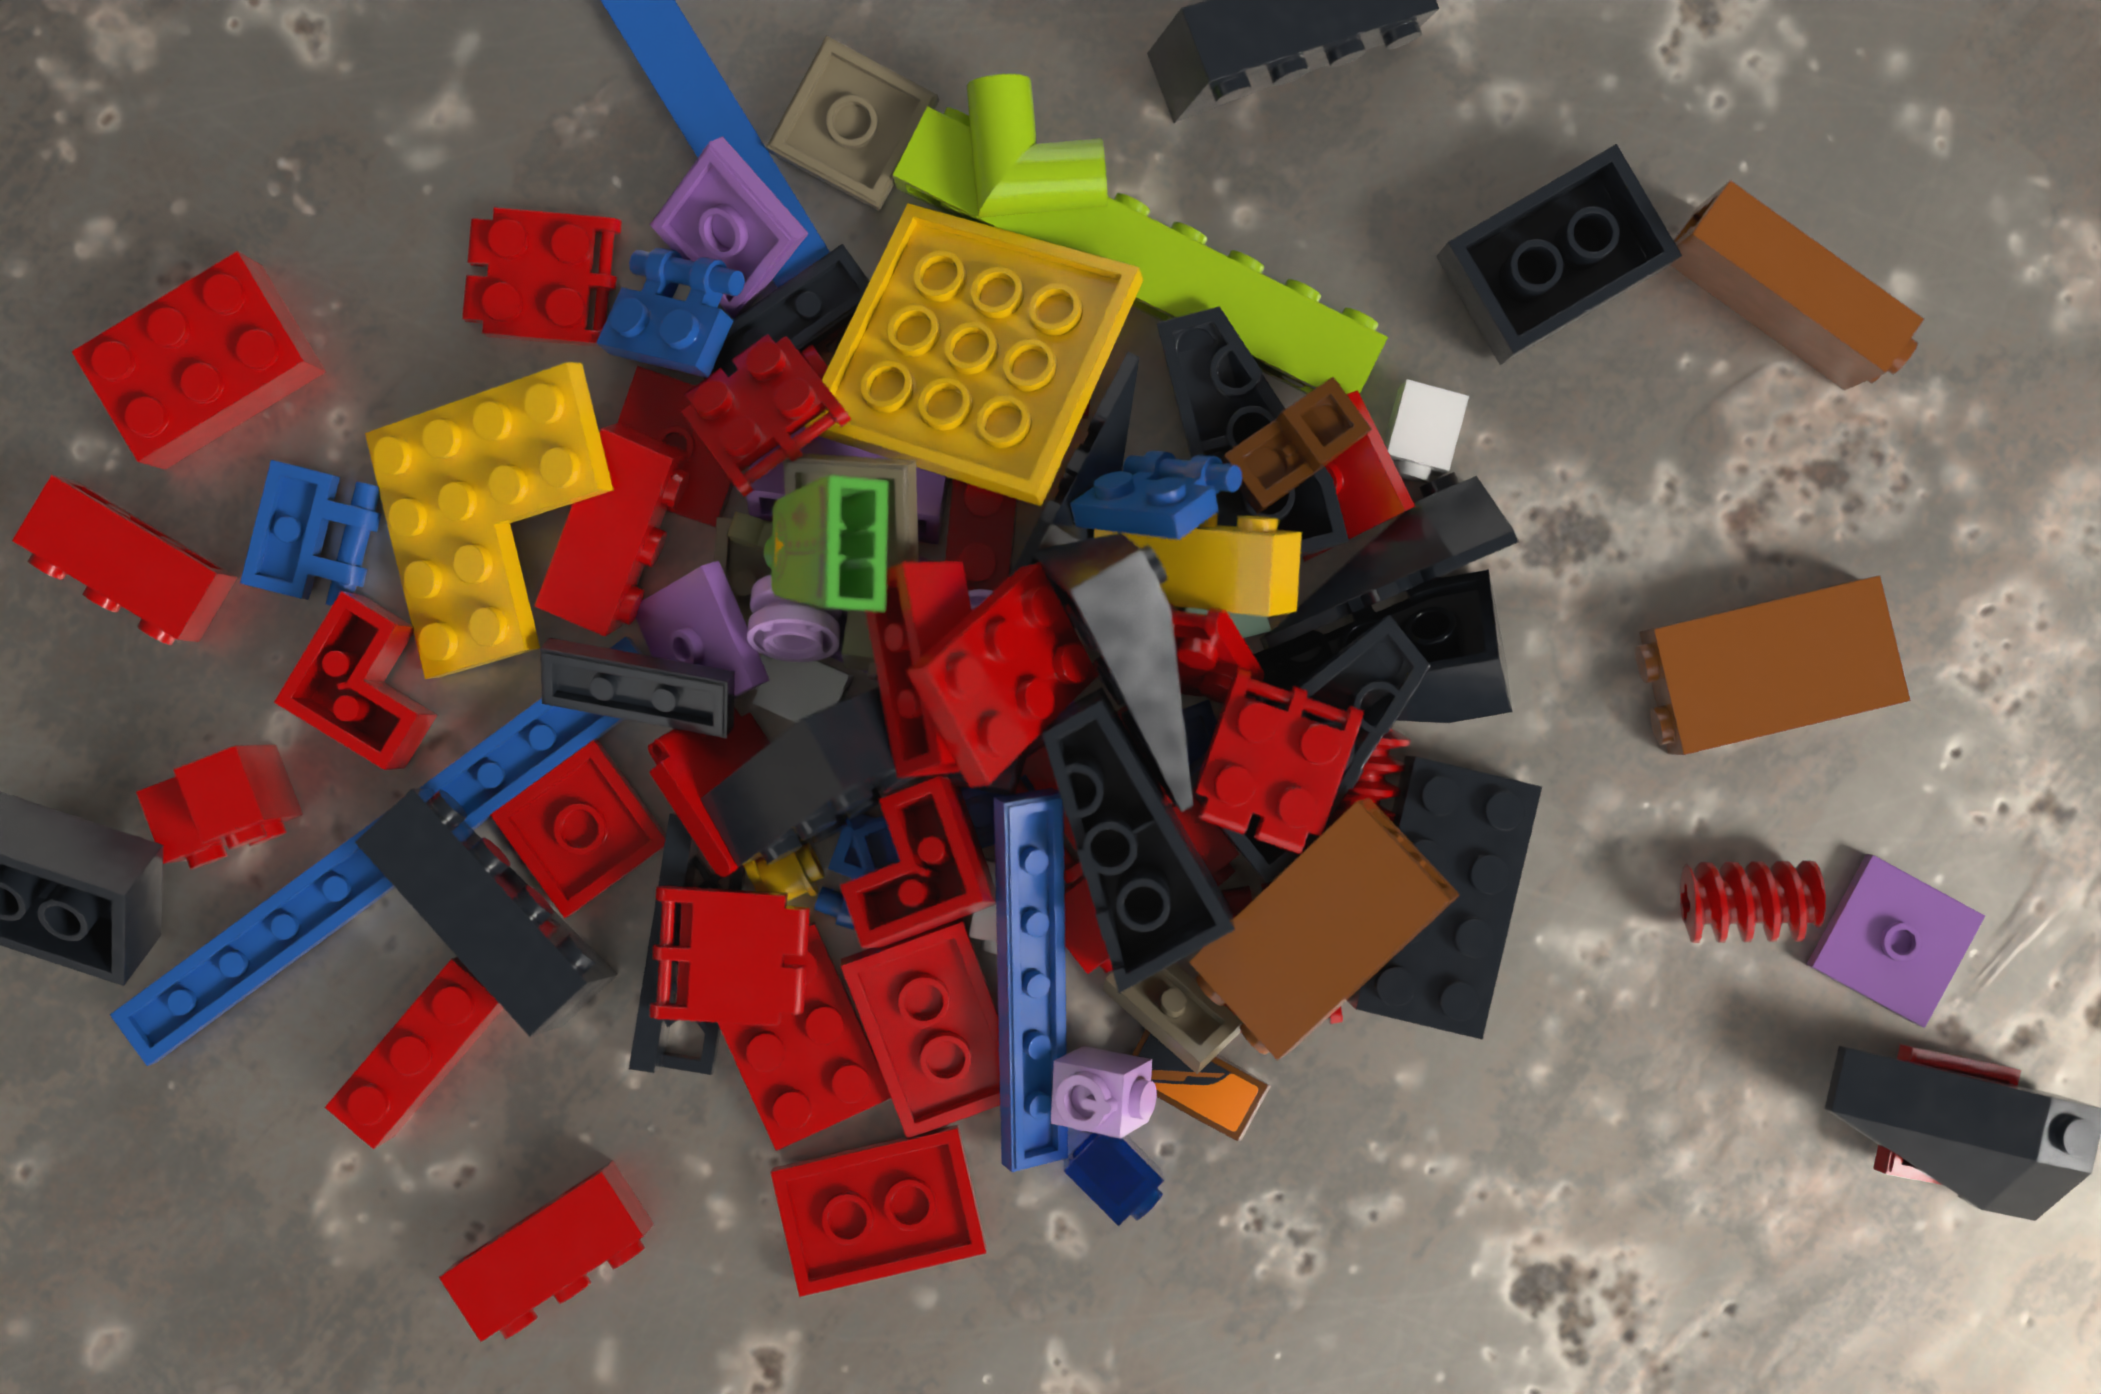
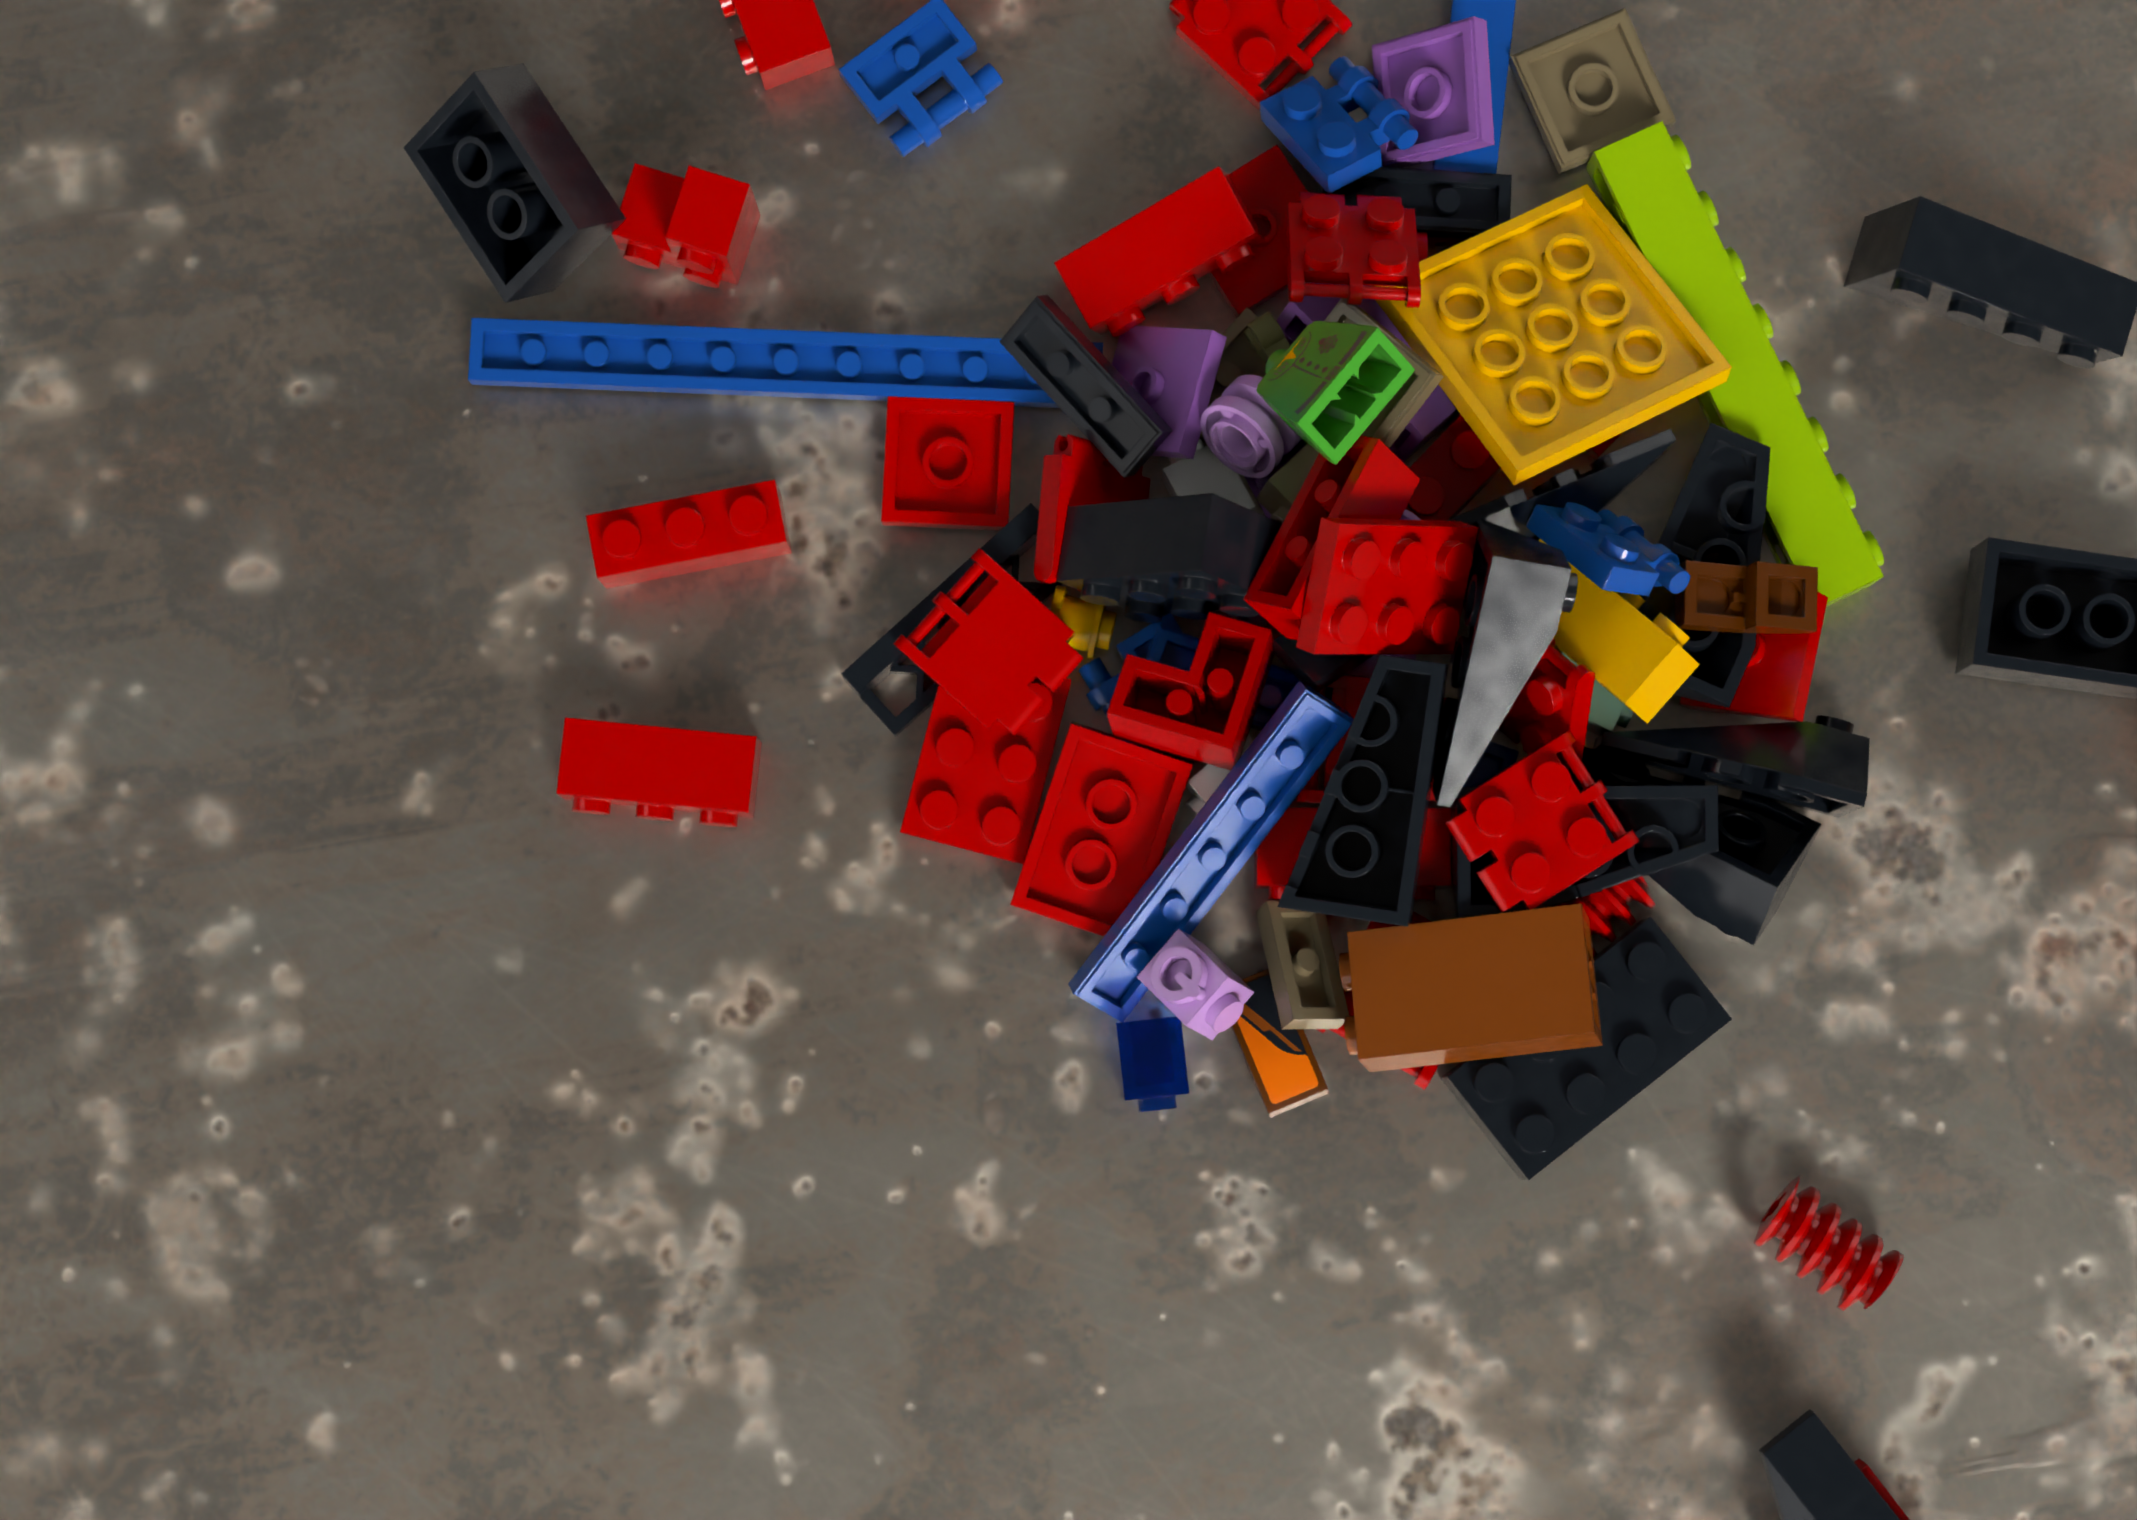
camera: 35 degrees right, 5 degrees down
(343, 688) = (857, 206): red brick -> none
(454, 488) = (1065, 125): yellow plate -> none
(485, 911) = (830, 465): black wedge -> none
(878, 1210) = (942, 944): red plate -> none
(1015, 171) = (1692, 218): lime brick -> none
(1424, 430) = (1855, 673): white brick -> none
(1772, 666) = (1988, 1075): dark orange brick -> none
(1895, 940) = (1919, 1376): medium lavender plate -> none

